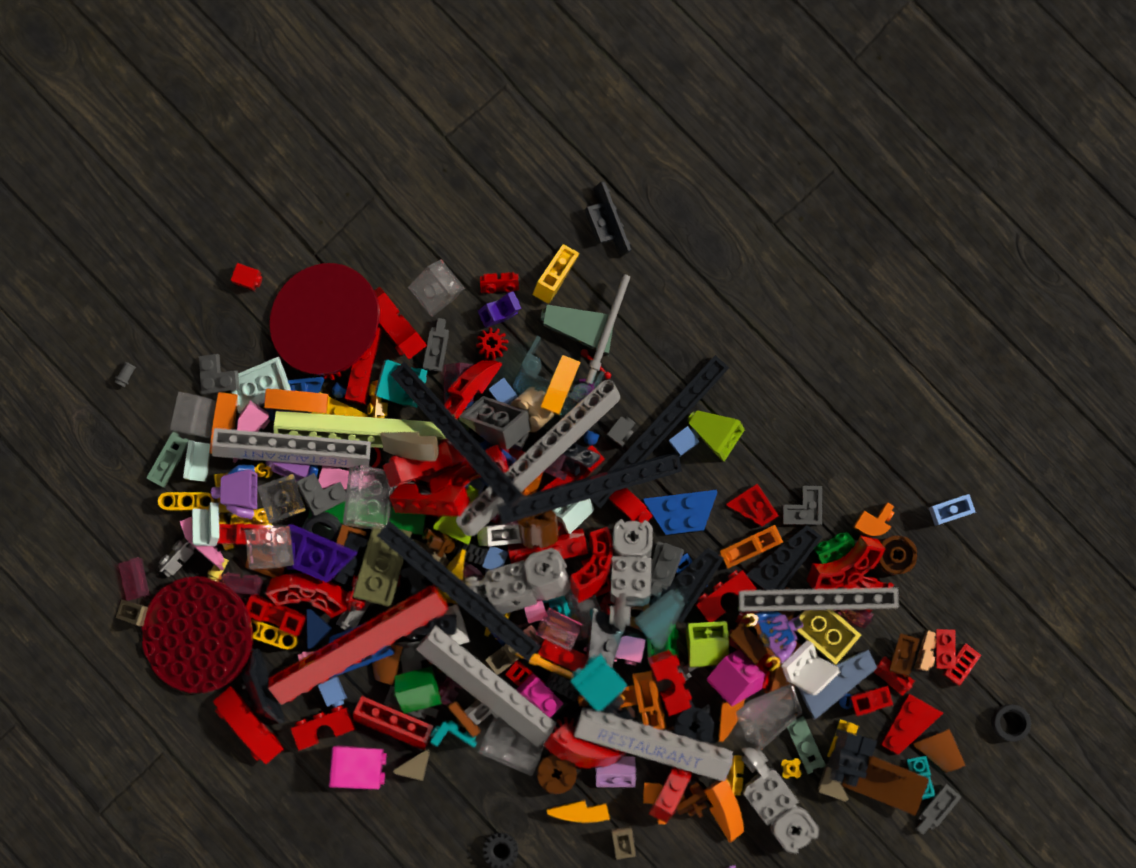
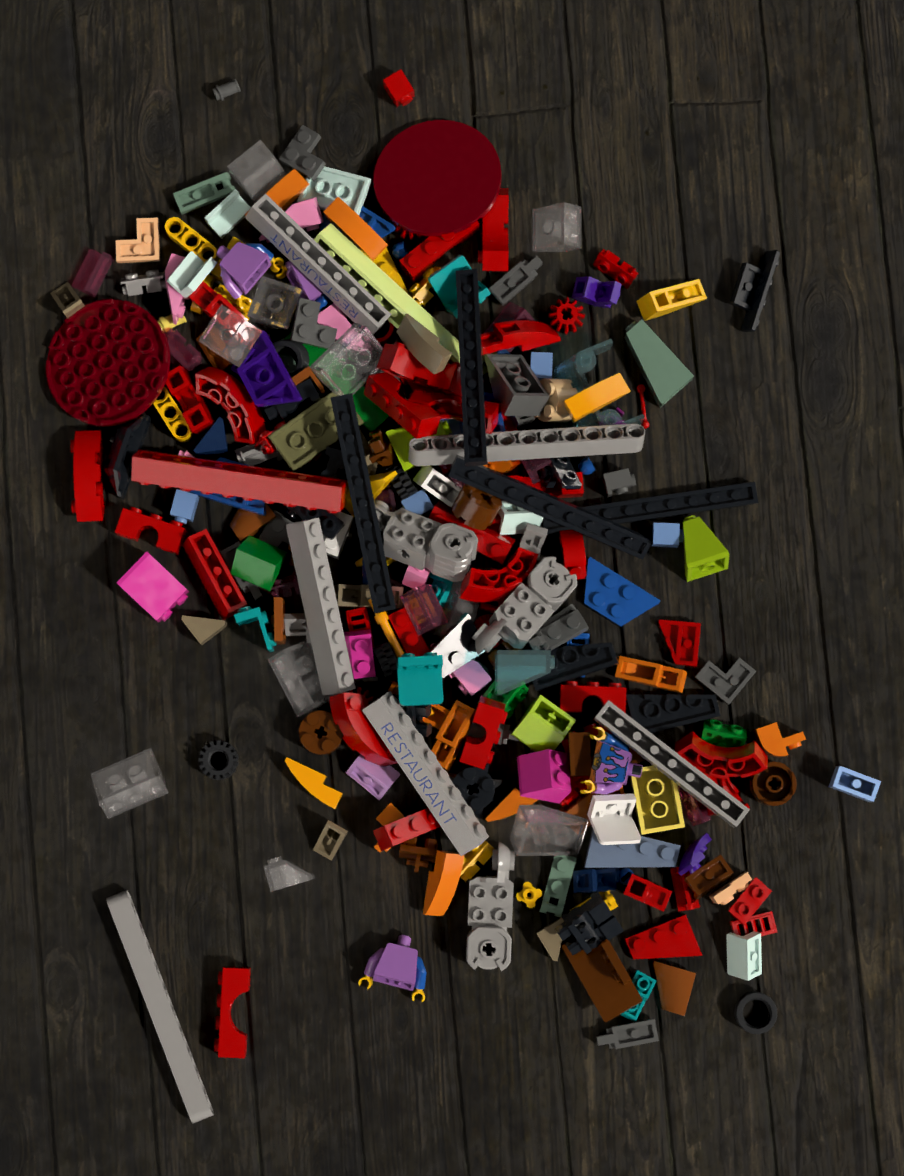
camera: 35 degrees right, 0 degrees up
(157, 531) = (145, 247): none -> light nougat plate
(594, 518) = (533, 538): none -> light grey bracket
(595, 364) = (642, 404): light grey bar -> none
(829, 720) = (596, 880): none -> dark blue slope
(882, 648) = (694, 855): none -> dark purple slope
(972, 689) = (744, 955): none -> light aqua panel

